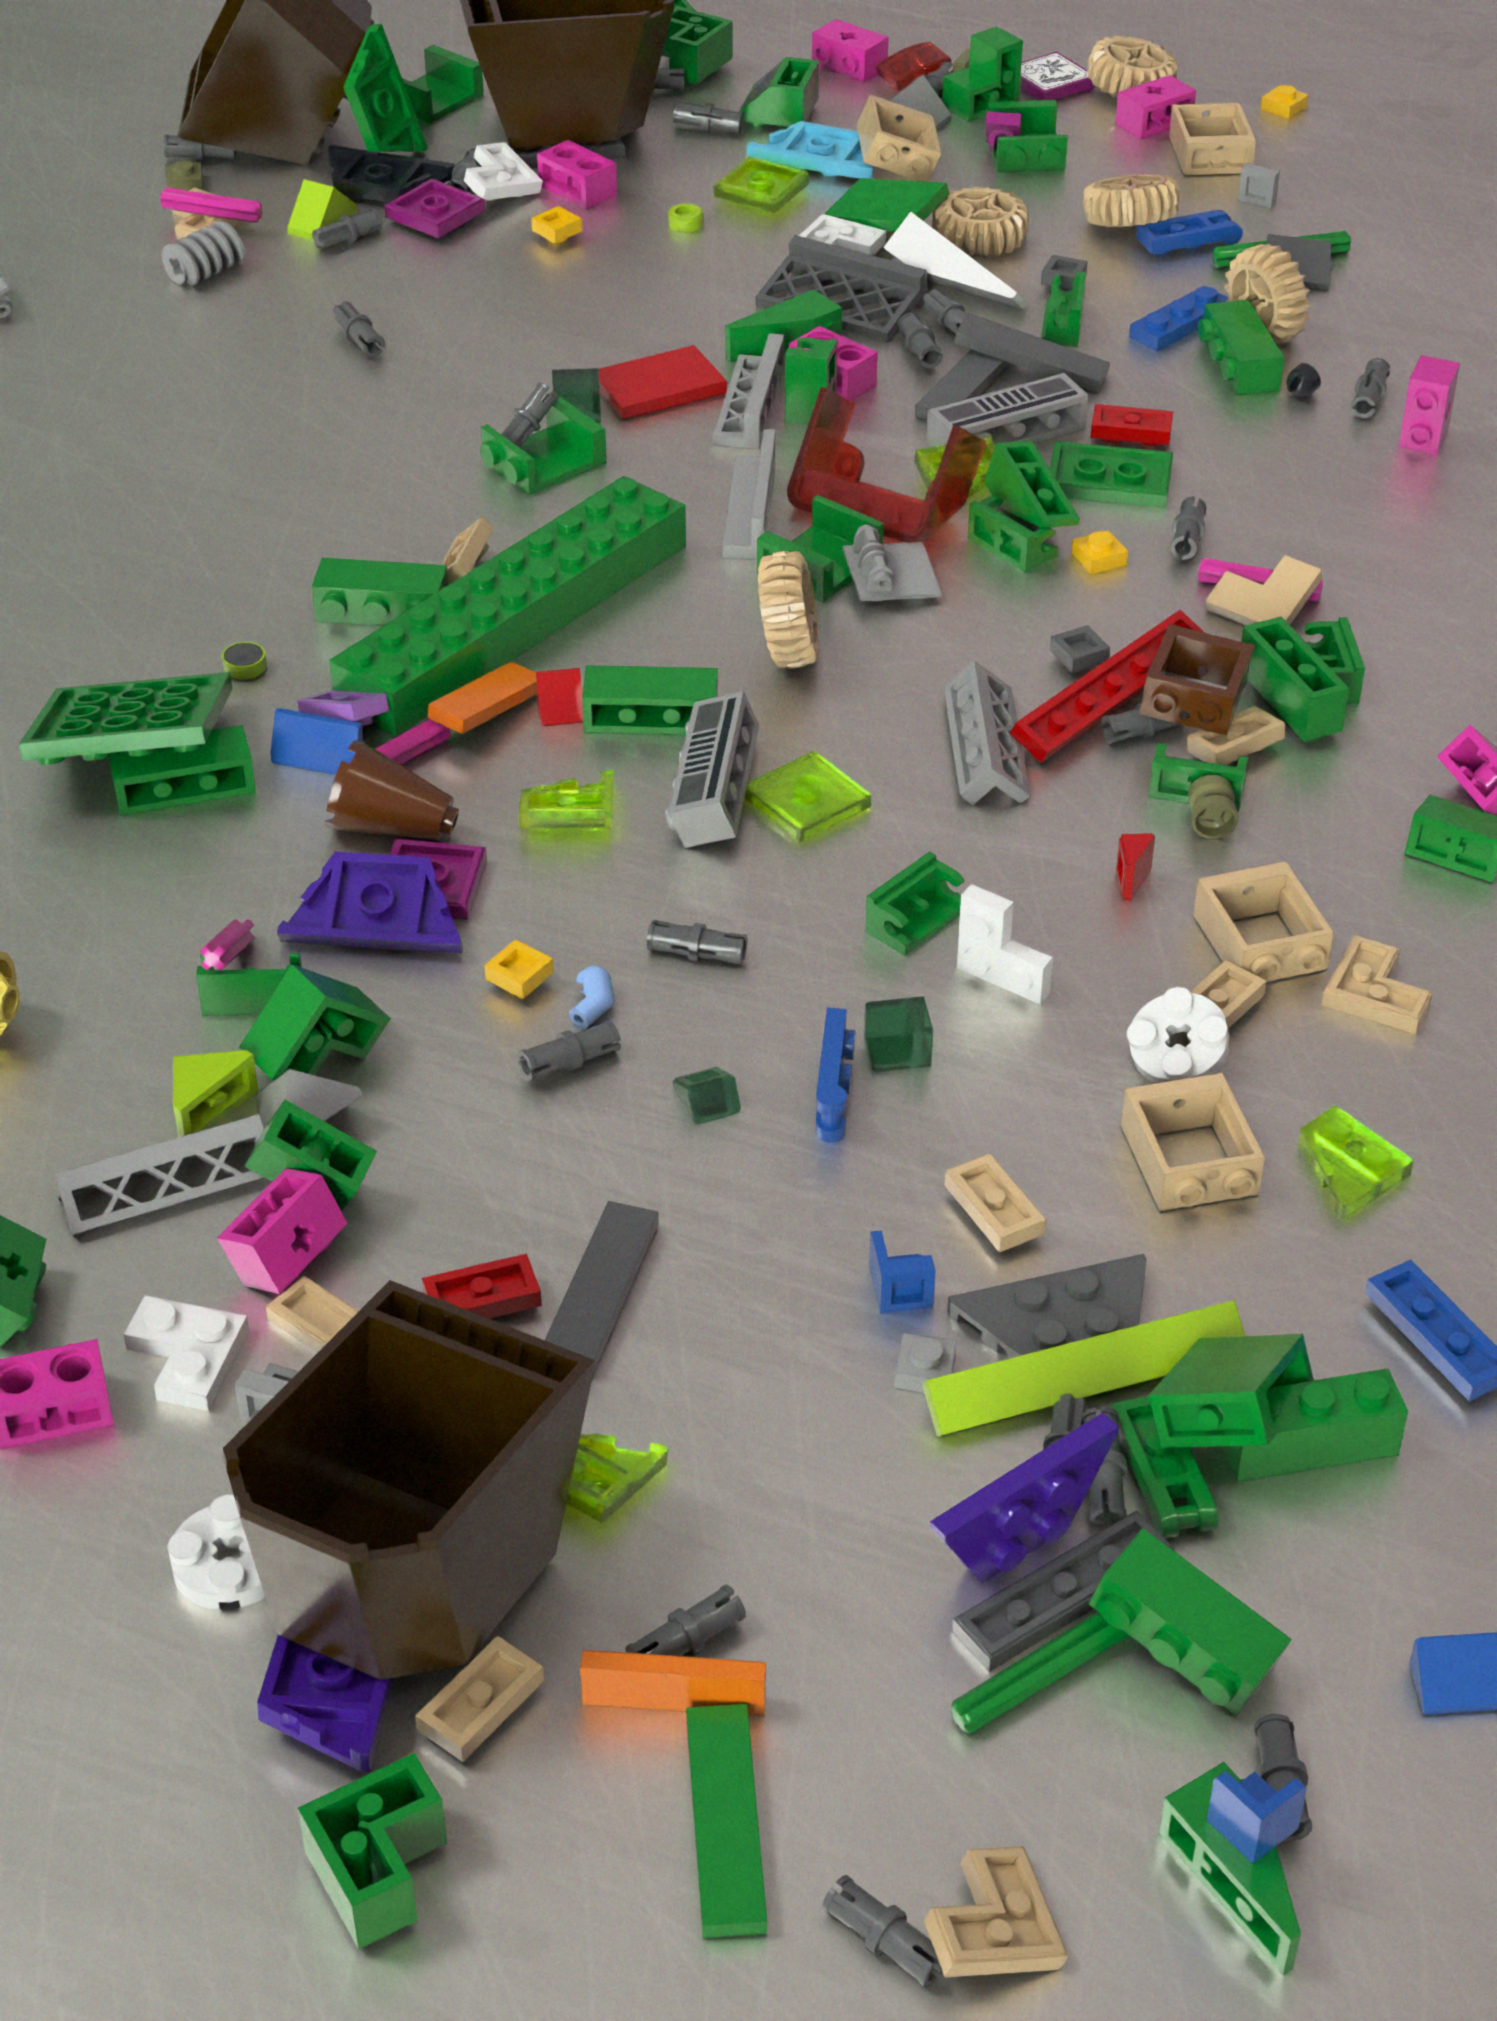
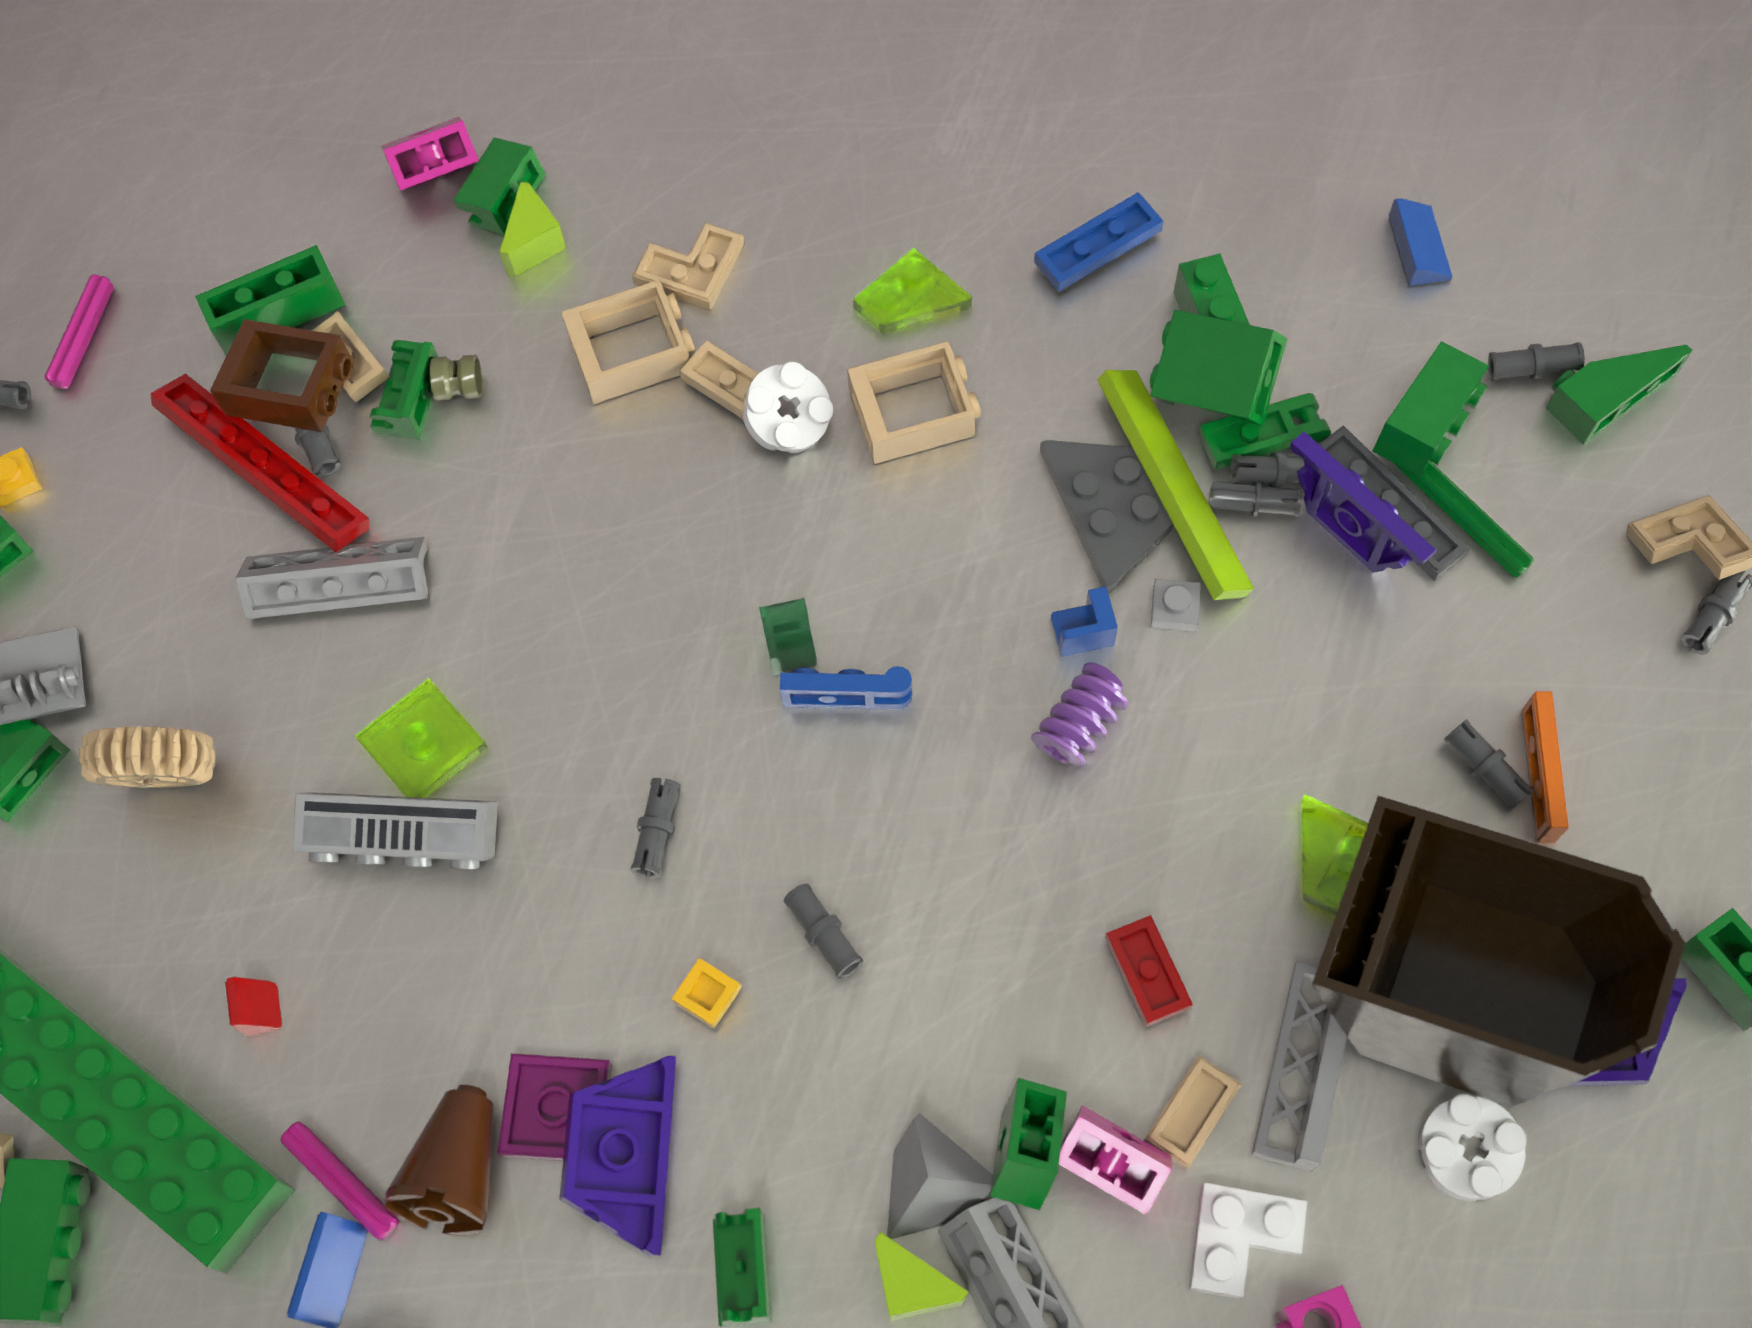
camera: 90 degrees left, 25 degrees up
(227, 944) = (707, 1294): dark pink axle -> none
(309, 1019) = (829, 1178): green brick -> none
(345, 705) = (268, 1246): medium lavender plate -> none
(484, 698) = (251, 1085): orange tile -> none
(568, 805) = (438, 971): clear neon green wing -> none
(598, 999) = (738, 913): light blue arm -> none
(603, 1279) = (1122, 872): dark grey tile -> none
(643, 698) = (262, 906): green brick -> none
(708, 1094) = (862, 803): clear green slope -> none
(725, 1821) = (1649, 724): green tile -> none
(780, 1253) = (1081, 715): none -> medium lavender piece
(913, 904) = (600, 631): green hinge -> none
(991, 954) = (679, 547): white plate -> none
(995, 1202) = (992, 554): tan plate -> none
(1079, 649) = (192, 491): dark grey plate -> none
(1134, 862) = (543, 444): red slope -> none
(1254, 1813) = (1616, 356): blue panel -> none
(1280, 595) = (129, 322): tan tile -> none
(1340, 653) = (222, 262): green hinge -> none
(1402, 856) = (530, 233): none -> lime slope

